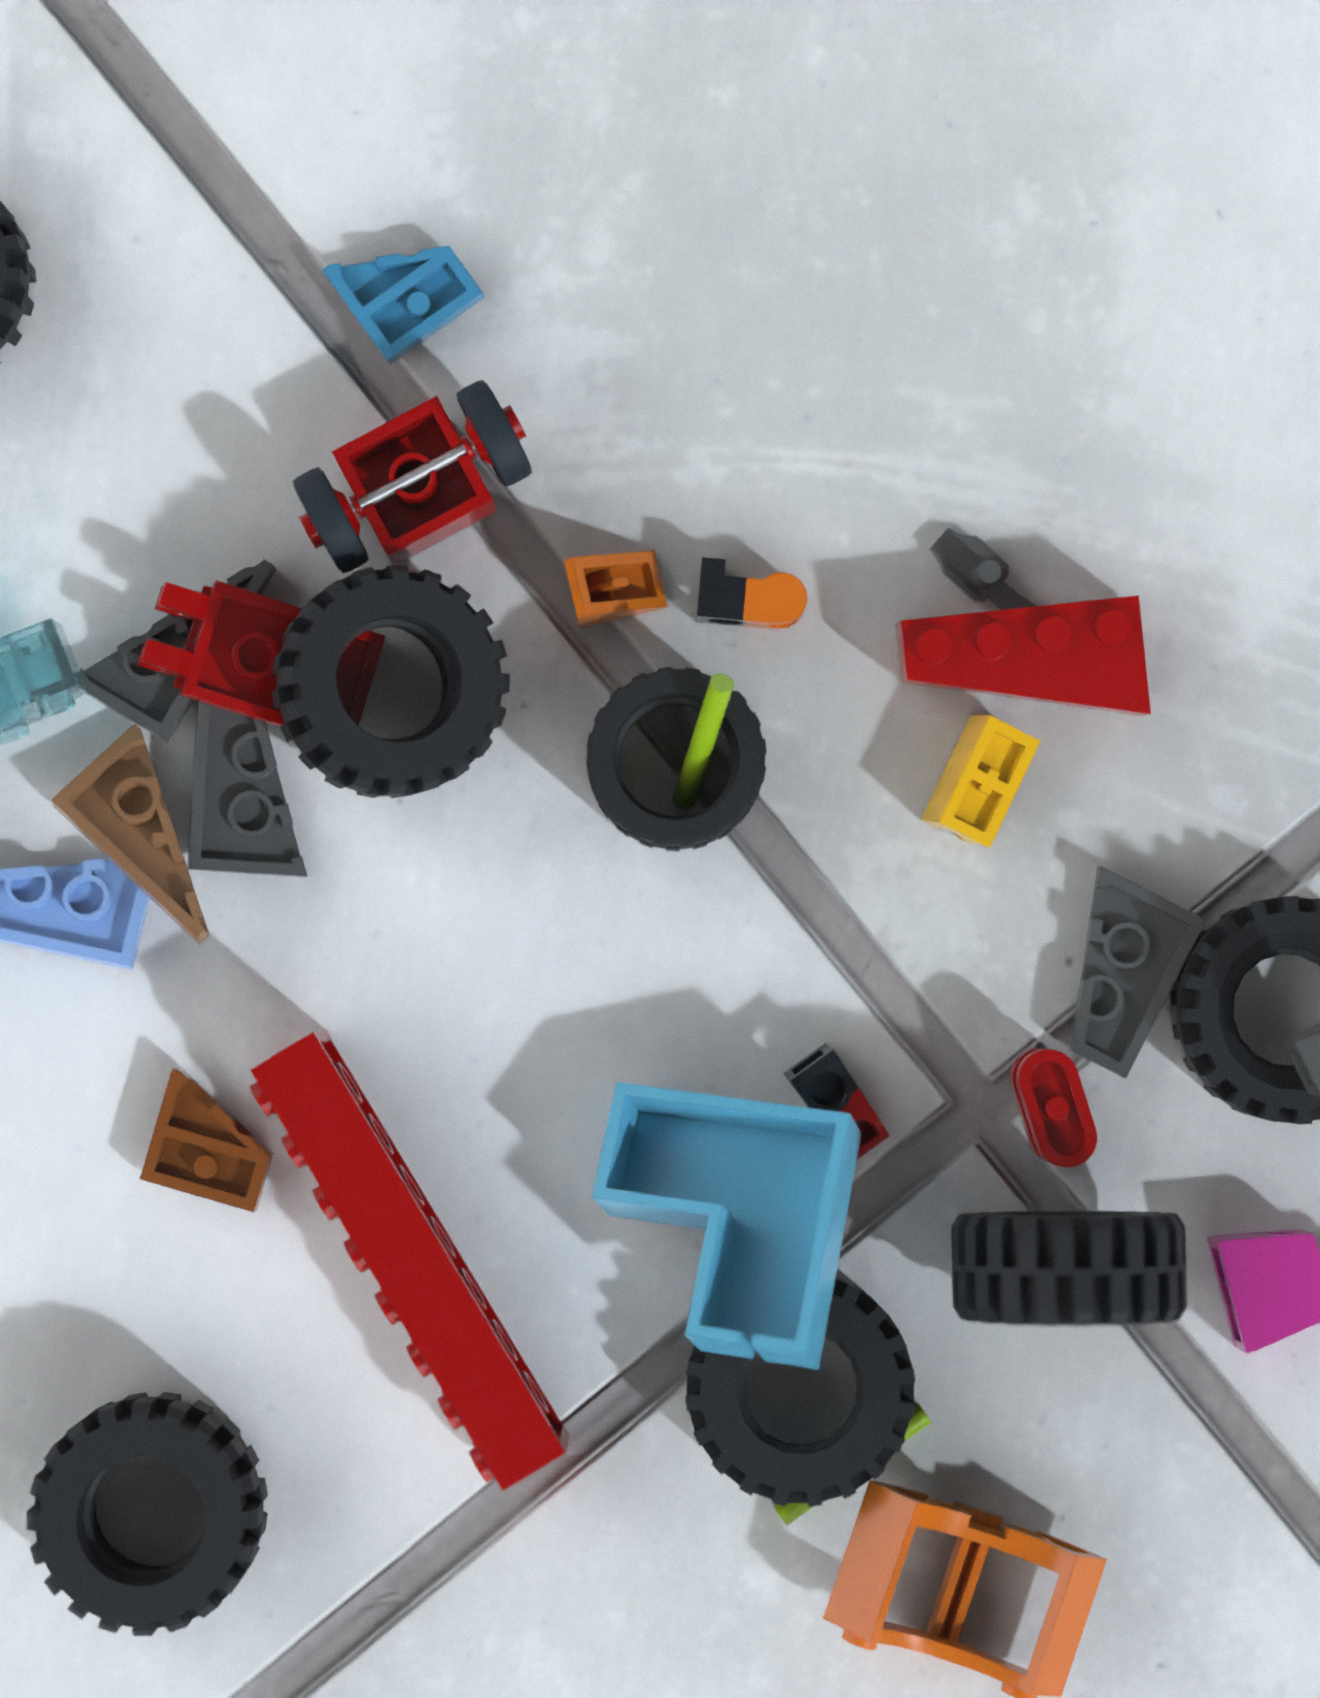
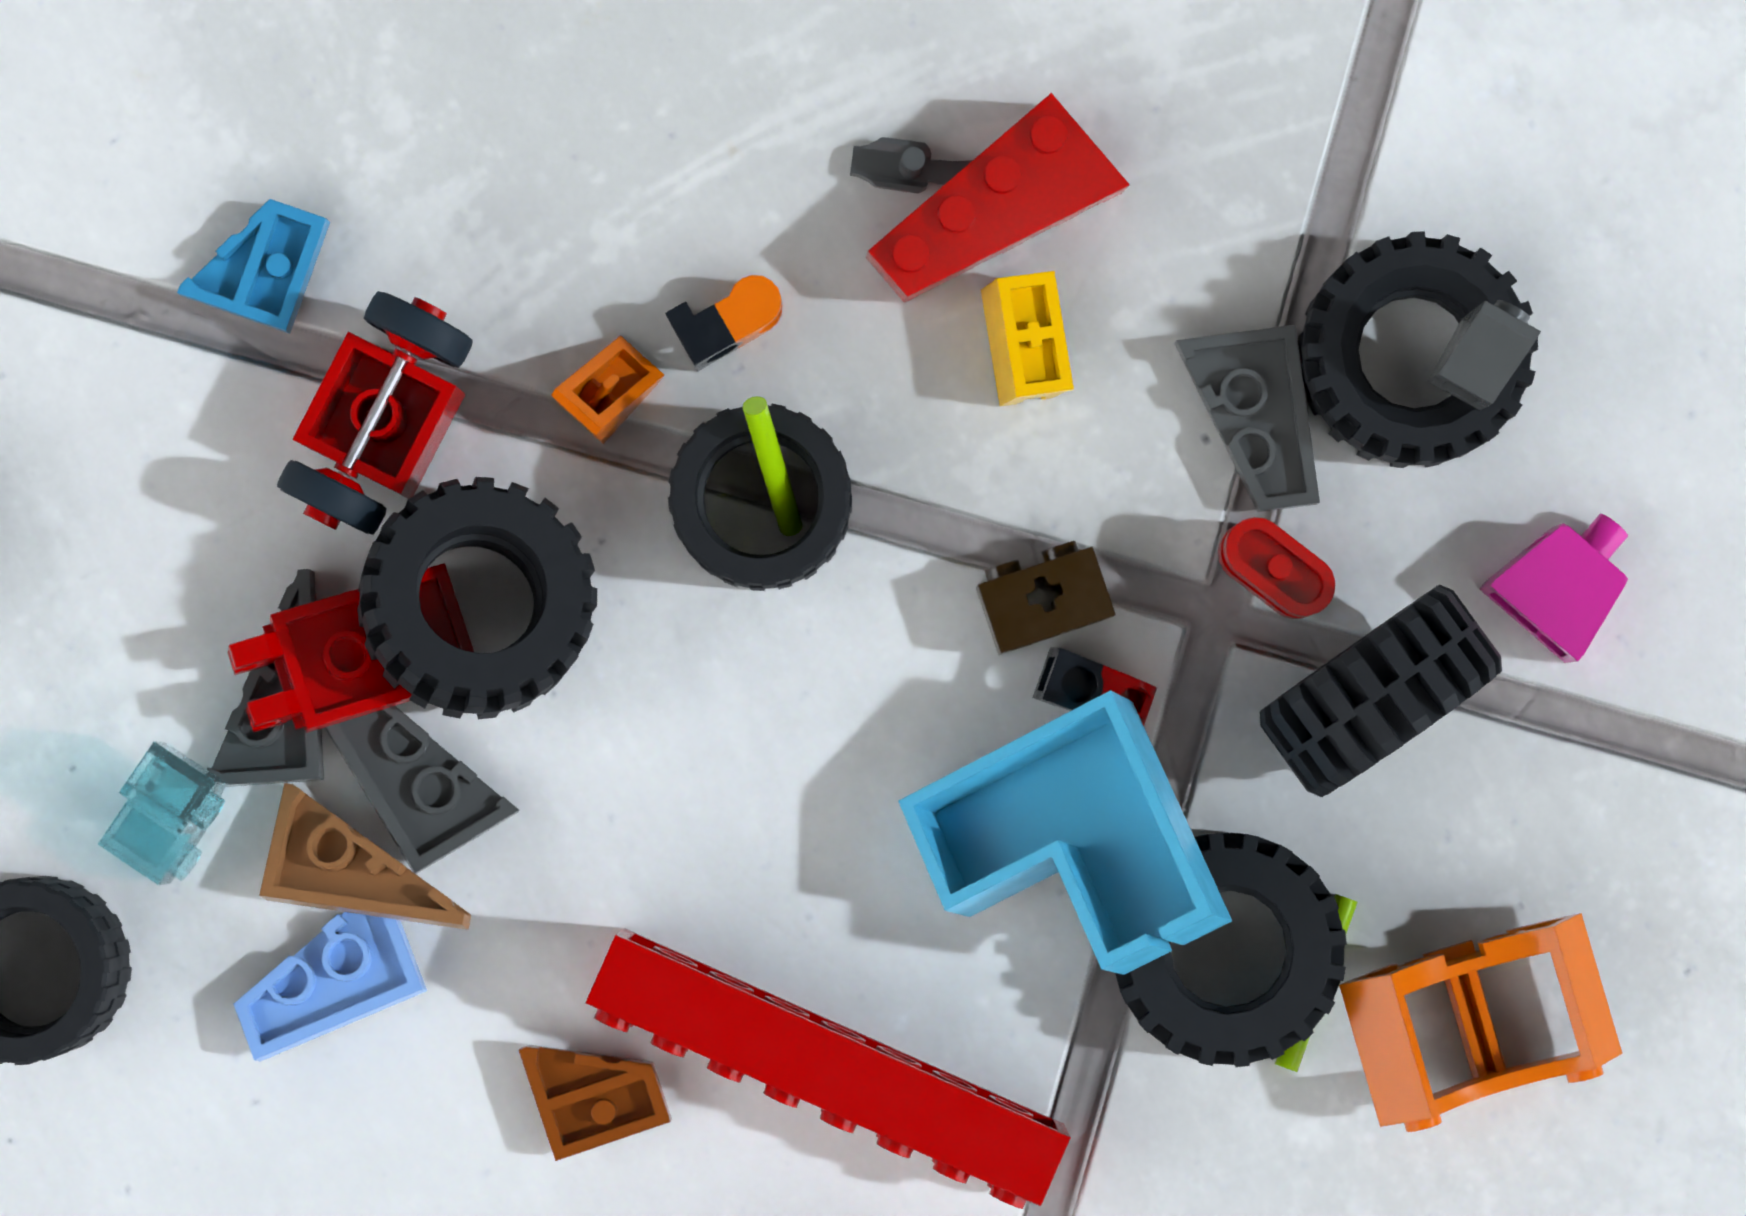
camera: 30 degrees left, 0 degrees up
(875, 1024) = (1080, 604): none -> dark brown brick

